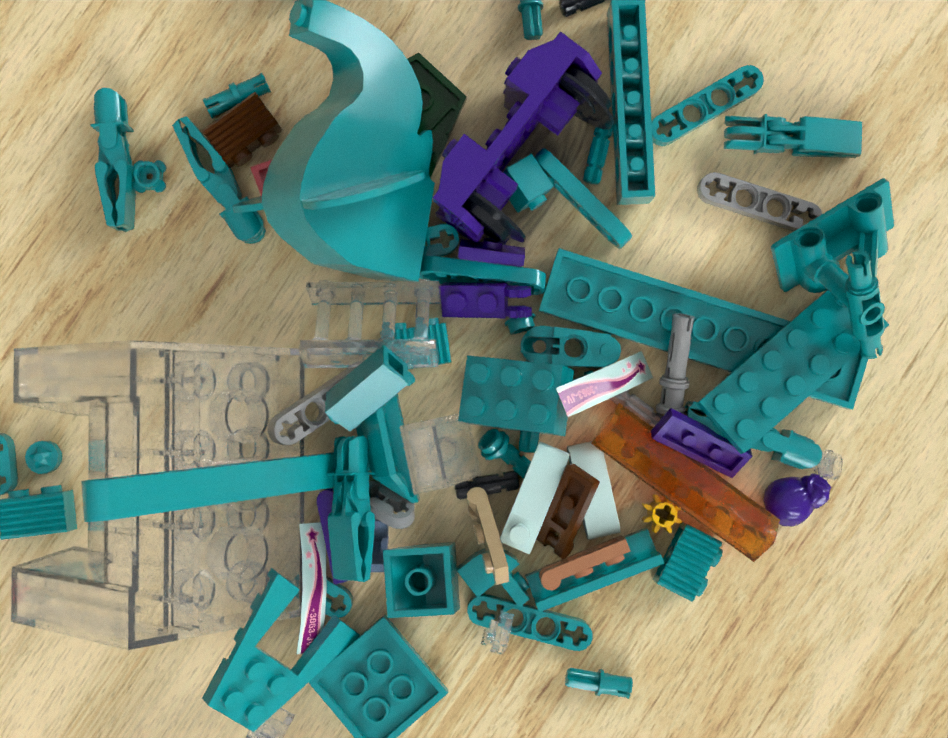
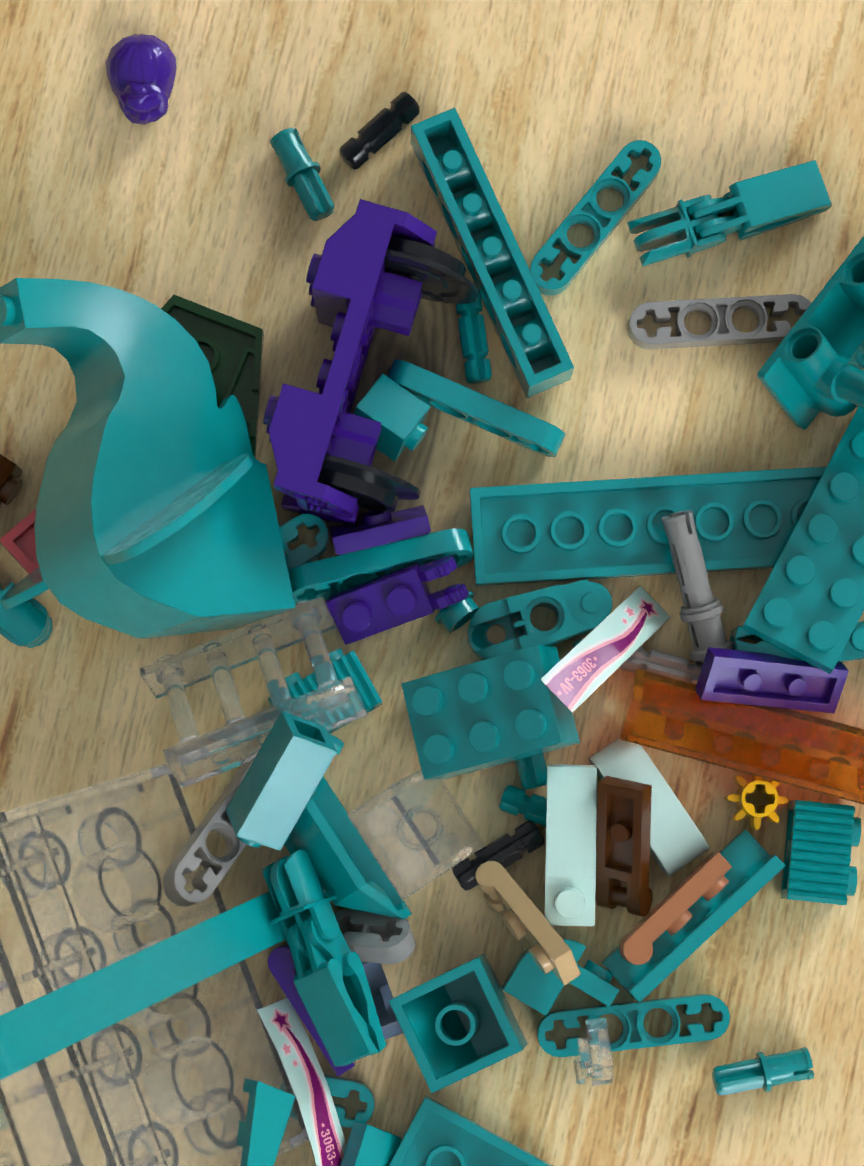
camera: 20 degrees left, 5 degrees down
(493, 444) = (485, 794): teal plate -> none

